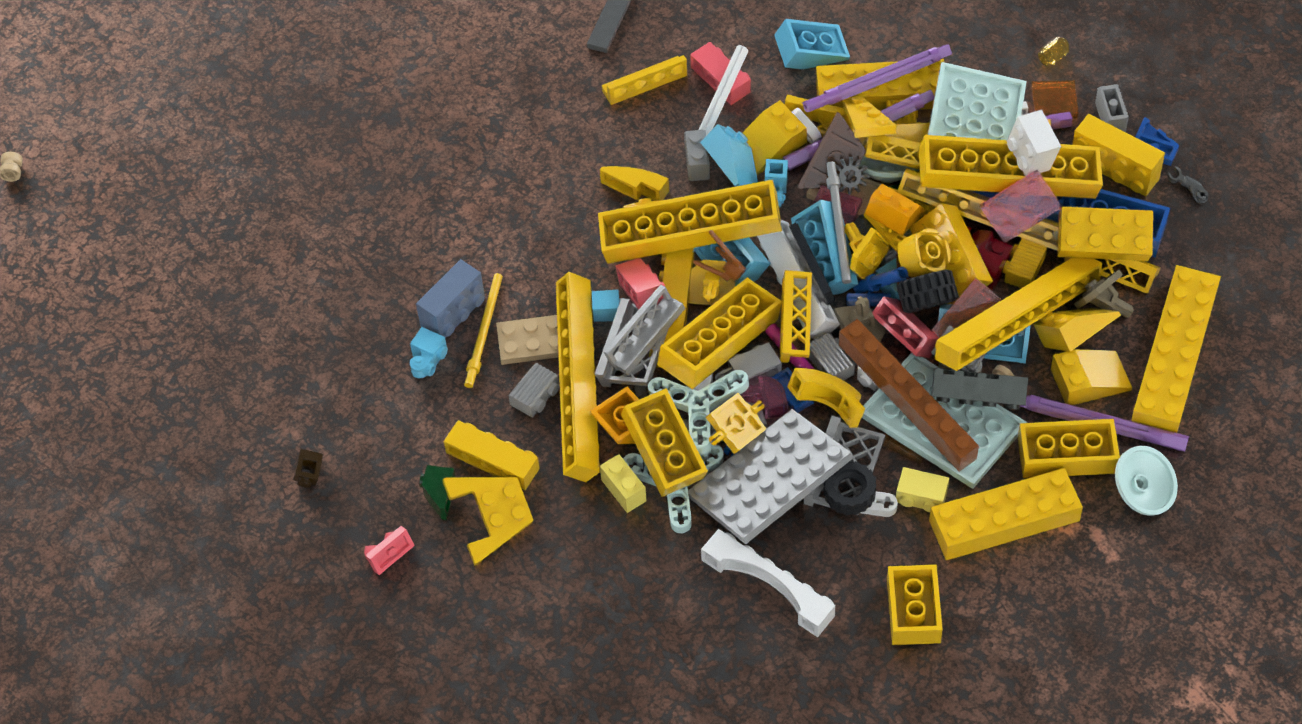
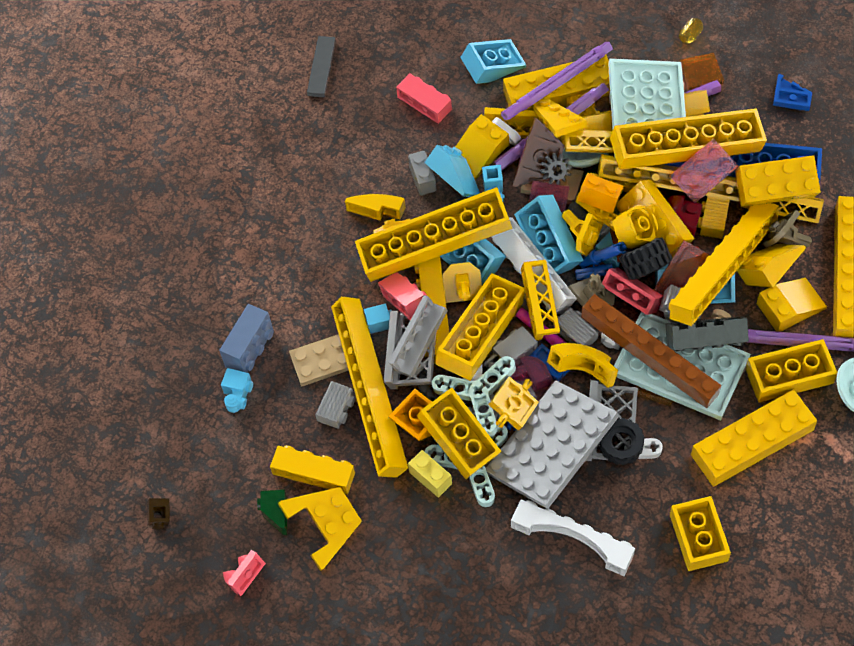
camera: 10 degrees left, 5 degrees up
(474, 363) = (278, 391): yellow bar -> none
(645, 79) = (363, 114): yellow fence -> none
(724, 89) = (431, 113): white axle -> none
(733, 267) = (478, 267): dark orange plant -> none
(812, 263) = (543, 251): black tile -> none
(833, 185) = (545, 180): light grey bar -> none
(921, 489) = (679, 430): light yellow brick -> none
(1033, 143) = (707, 116): white brick -> none
(1111, 106) = (751, 72): light grey brick -> none
(1121, 154) = (776, 111): yellow brick -> none
(1197, 190) = (833, 125): dark grey arm -> none

